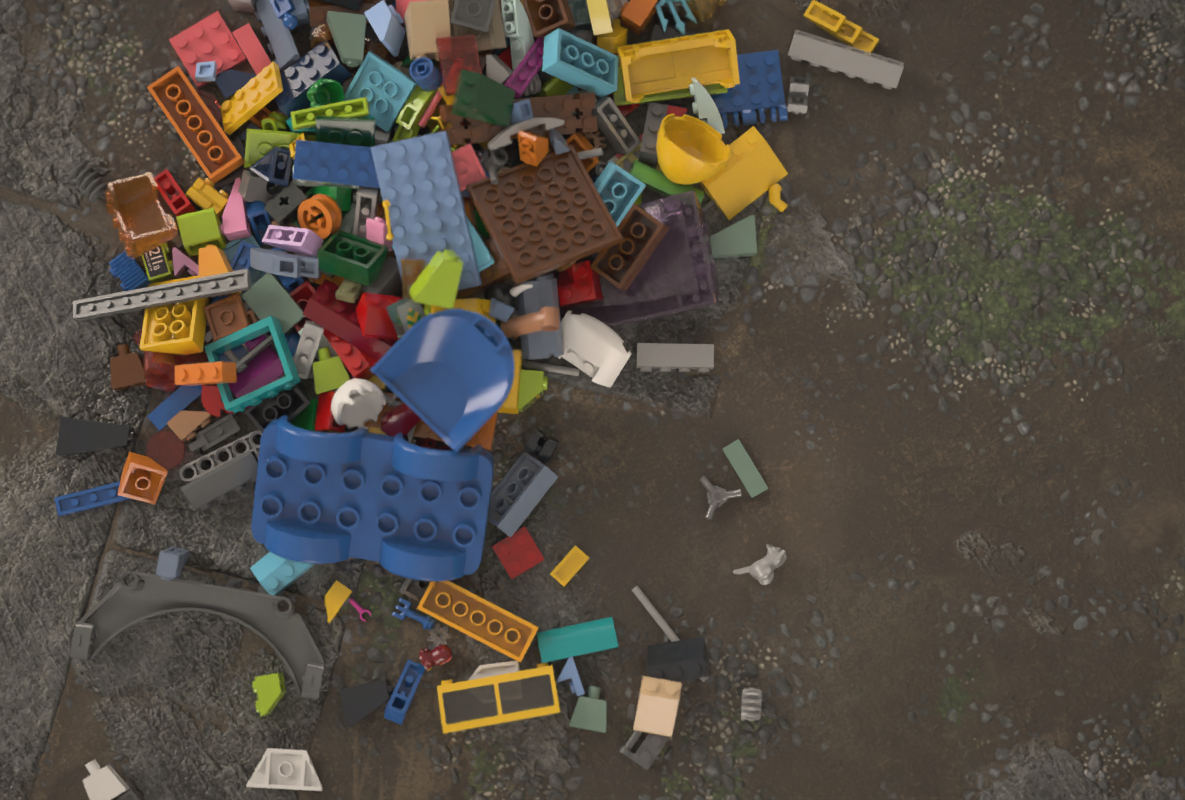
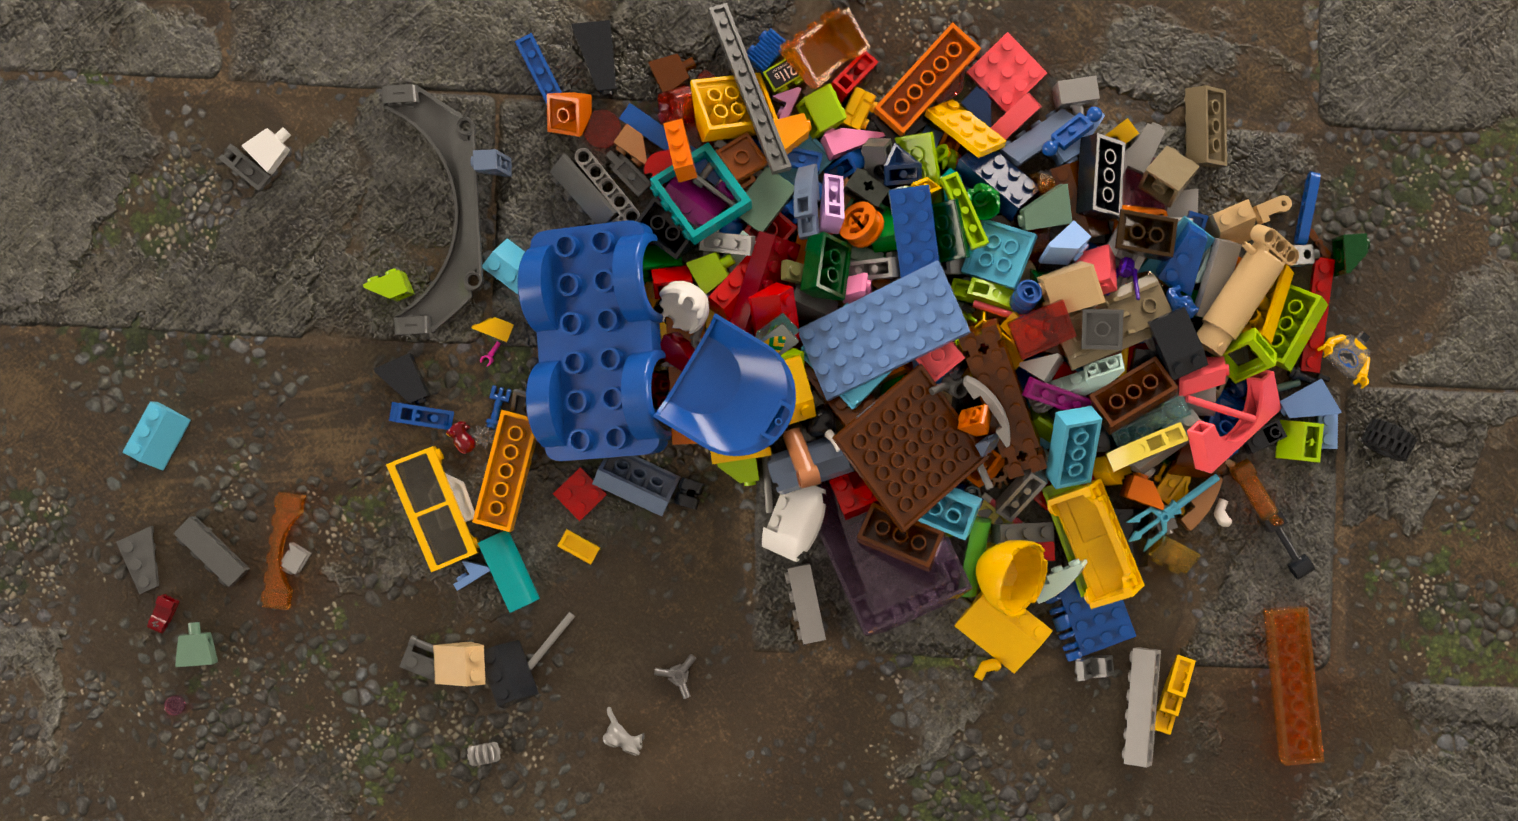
camera: 75 degrees right, 5 degrees up
(206, 71) = (982, 76): light blue plate -> none
(285, 771) = (321, 320): white wing -> none
(386, 204) = (854, 299): yellow hinge -> none
(410, 272) = (818, 333): clear orange slope -> none
(439, 280) = (818, 359): lime slope -> none
(482, 99) = (1011, 360): dark green slope -> none
(500, 310) = (807, 425): medium blue slope -> none
(521, 111) = (1008, 401): medium blue slope -> none
(590, 712) = (441, 599): sand green torso -> none
(735, 240) = (935, 638): sand green slope -> none
(745, 468) = (712, 696): sand green tile -> none

